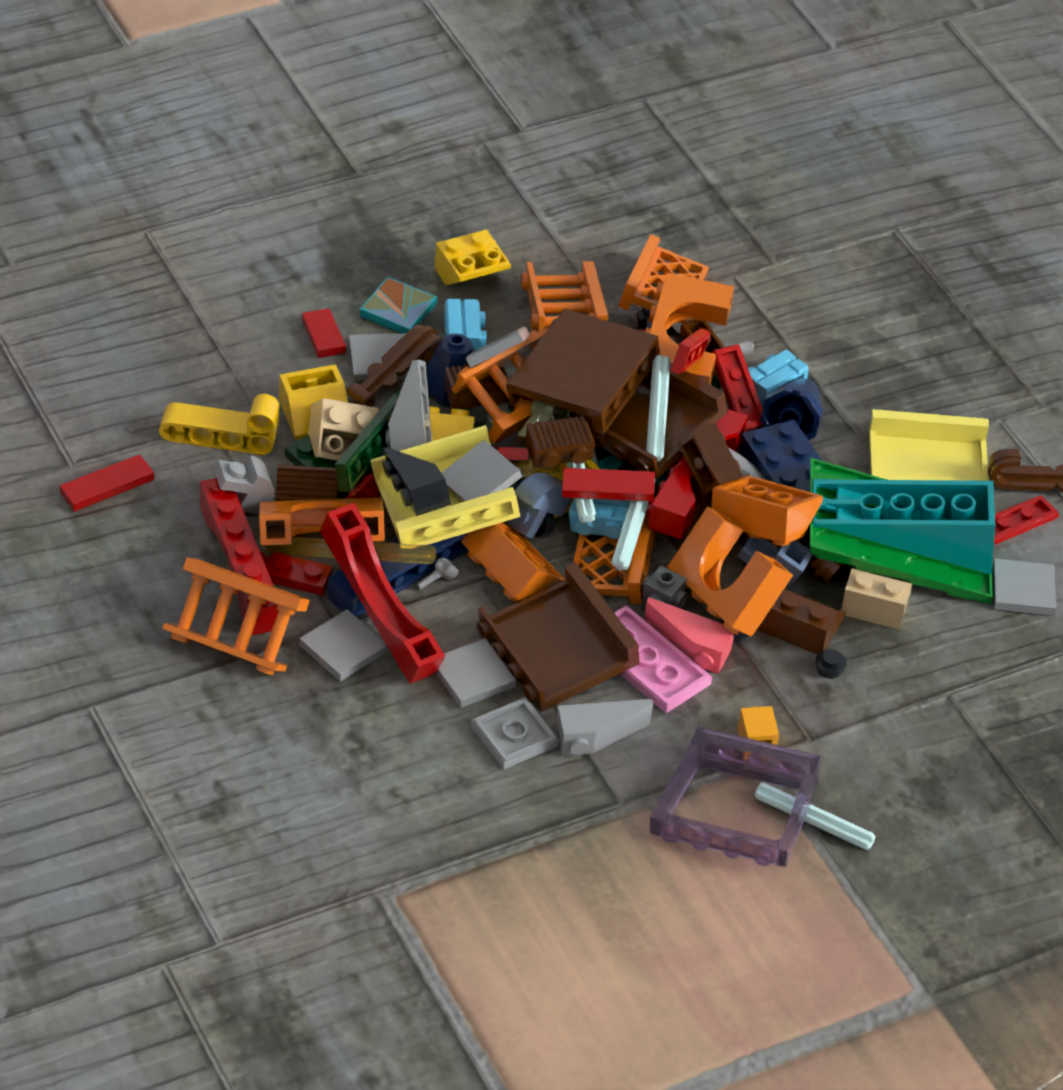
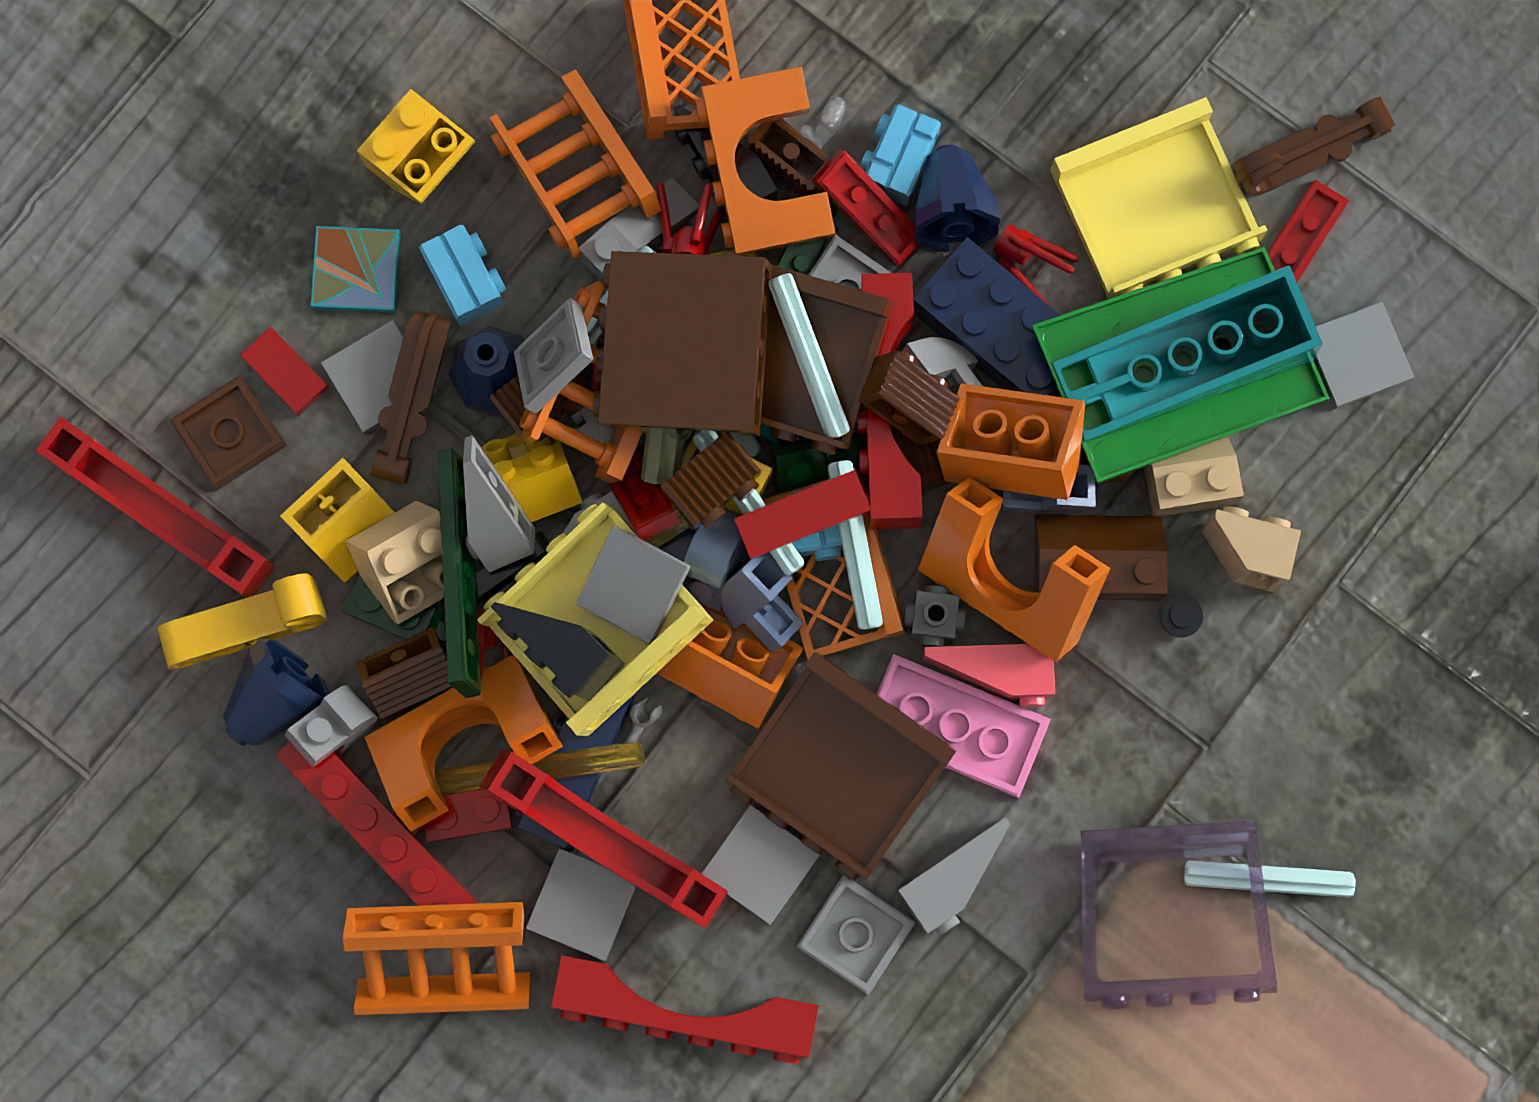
camera: 20 degrees left, 35 degrees up
(106, 482) = (149, 788): red tile -> none
(180, 324) = (155, 508): none -> red arch
(200, 460) = (271, 694): none -> dark blue cone
(270, 347) = (228, 432): none -> reddish brown tile
(427, 747) = (595, 990): none -> red arch
(551, 529) = (753, 600): none -> sand blue brick
(690, 351) = (809, 239): red tile -> none
(758, 724) = (1146, 783): light orange brick -> none
(829, 449) = (1018, 247): none -> red plant
(898, 635) = (1252, 549): none -> tan slope

